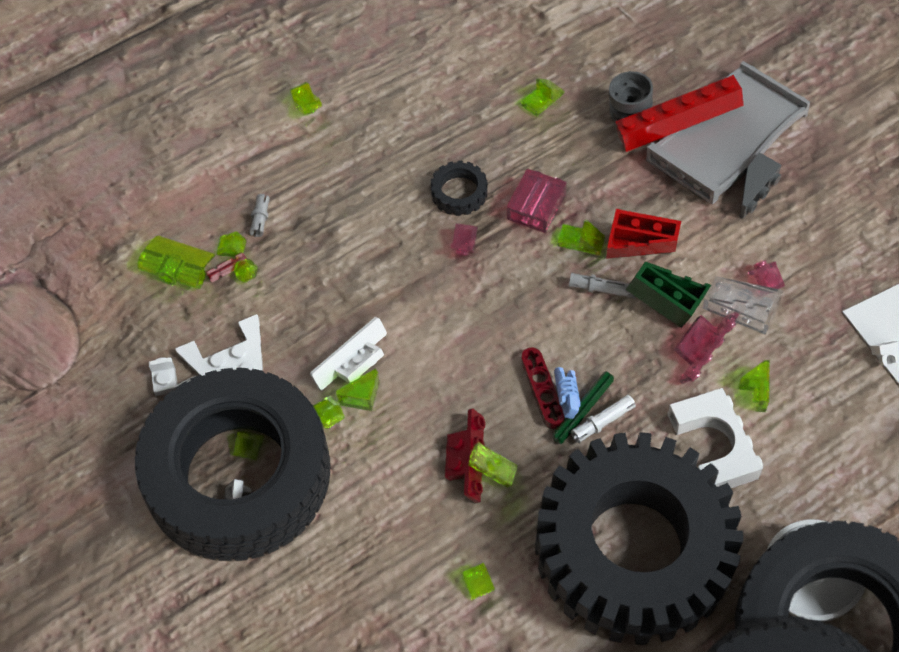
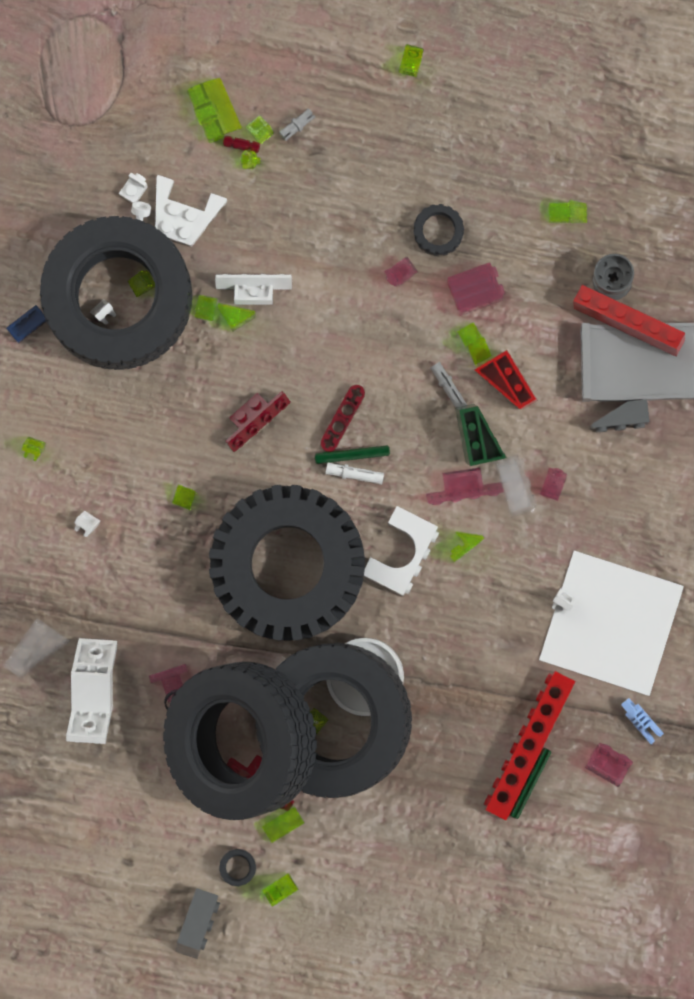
camera: 45 degrees right, 25 degrees up
(172, 572) = (26, 324): none -> dark blue plate
(493, 465) = (260, 439): clear neon green plate -> none
(567, 392) = (350, 437): light blue hinge -> none

